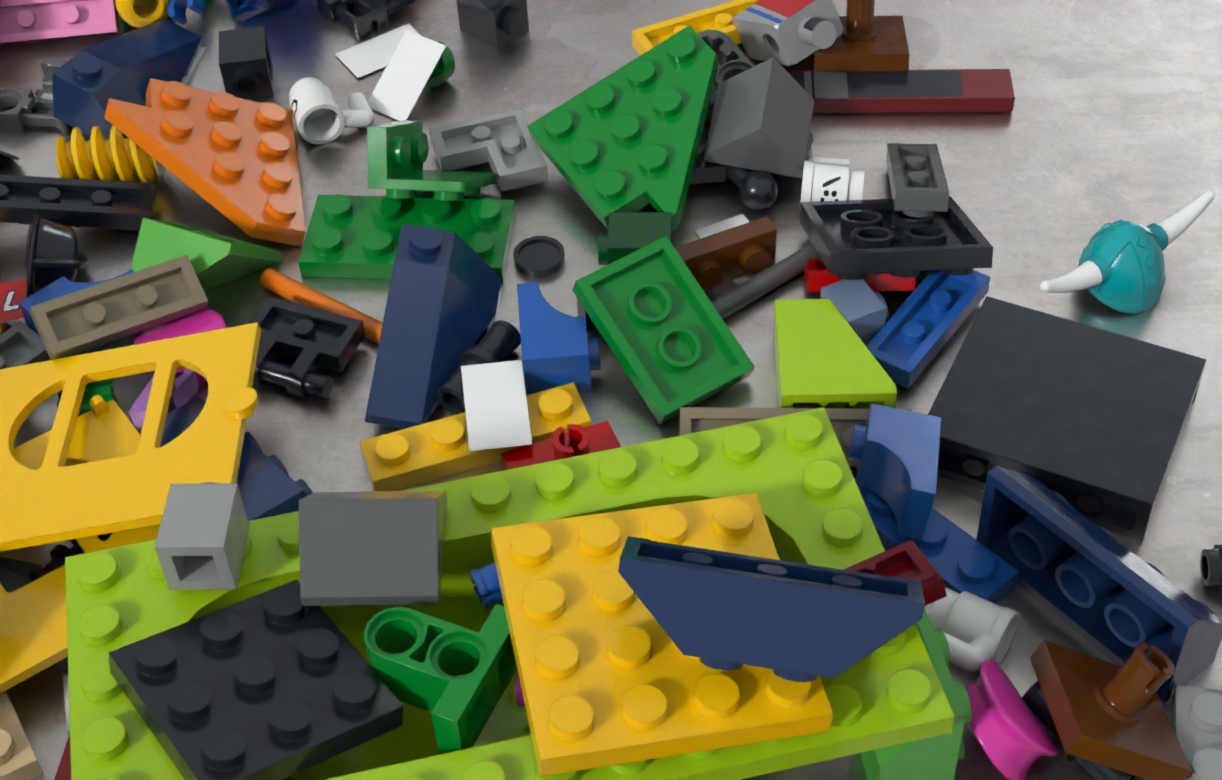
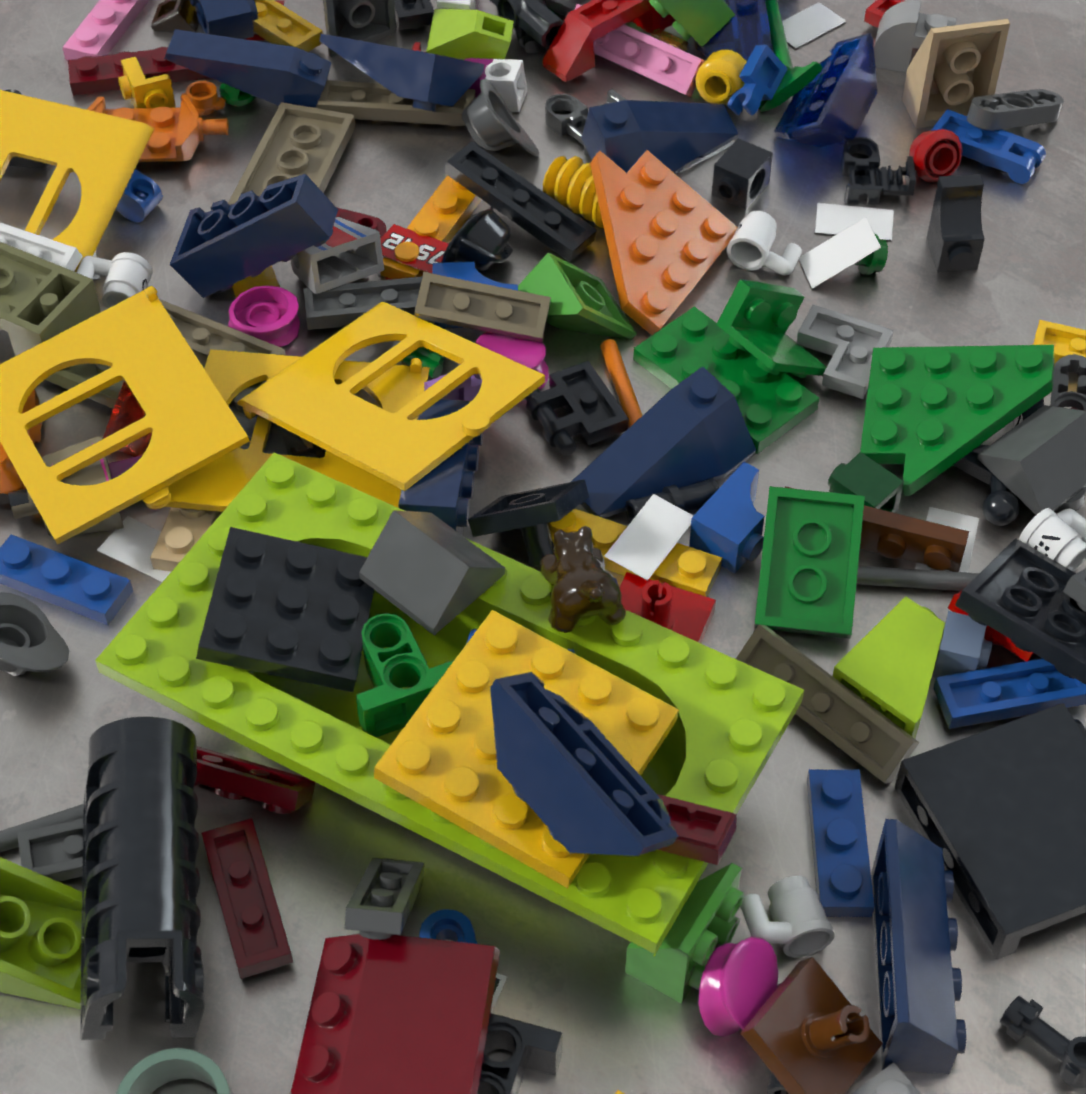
camera: 40 degrees right, 5 degrees up
(202, 536) = (340, 493): light grey brick -> none
(367, 453) = (531, 513): none -> black tile
(539, 256) = (799, 451): black piece -> none
(542, 448) = (580, 582): none -> dark brown animal
(899, 462) = (862, 769): blue arch -> none

